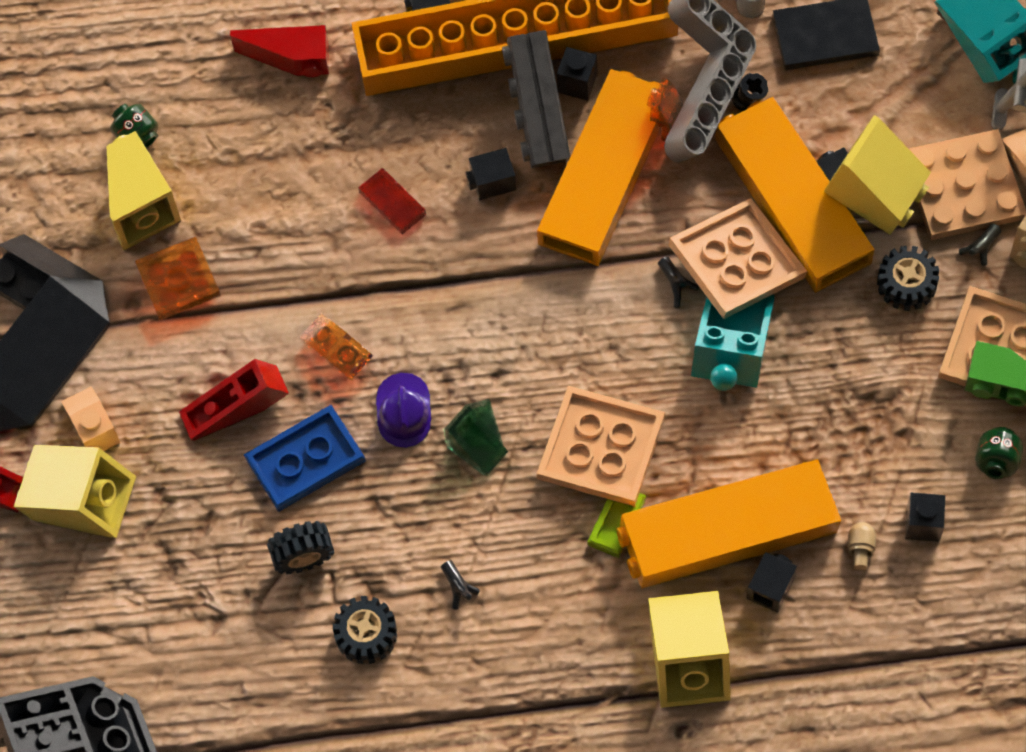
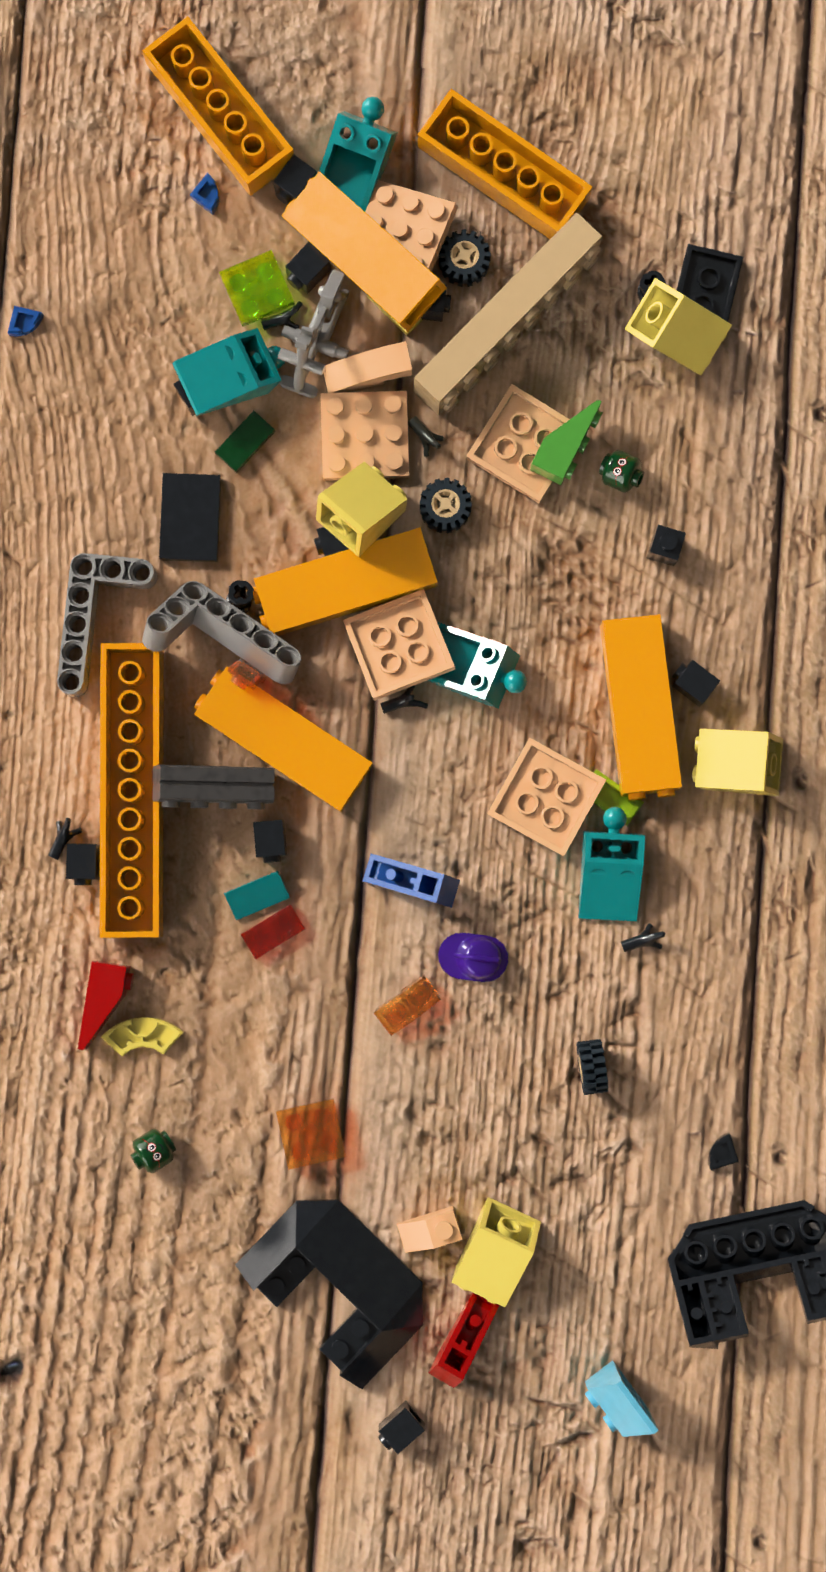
camera: 80 degrees left, 20 degrees up
(138, 193) = (224, 1159): light yellow slope -> none
(226, 722) = (722, 1152): none -> black tile
(234, 399) = (440, 1102): red slope -> none
(258, 97) = (142, 1032): none -> light yellow tile
(304, 458) = (502, 1049): blue tile -> none
(365, 617) = (678, 1029): black wheel -> none
(429, 176) = (257, 895): none -> teal slope
(475, 325) = (411, 880): none -> blue slope
(476, 436) = (516, 897): clear green slope -> none
(524, 535) = (609, 877): none -> teal slope
(577, 73) = (187, 744): black brick -> none
(861, 544) = (674, 602): tan cylinder -> none
(923, 68) = (245, 441): none -> dark green tile

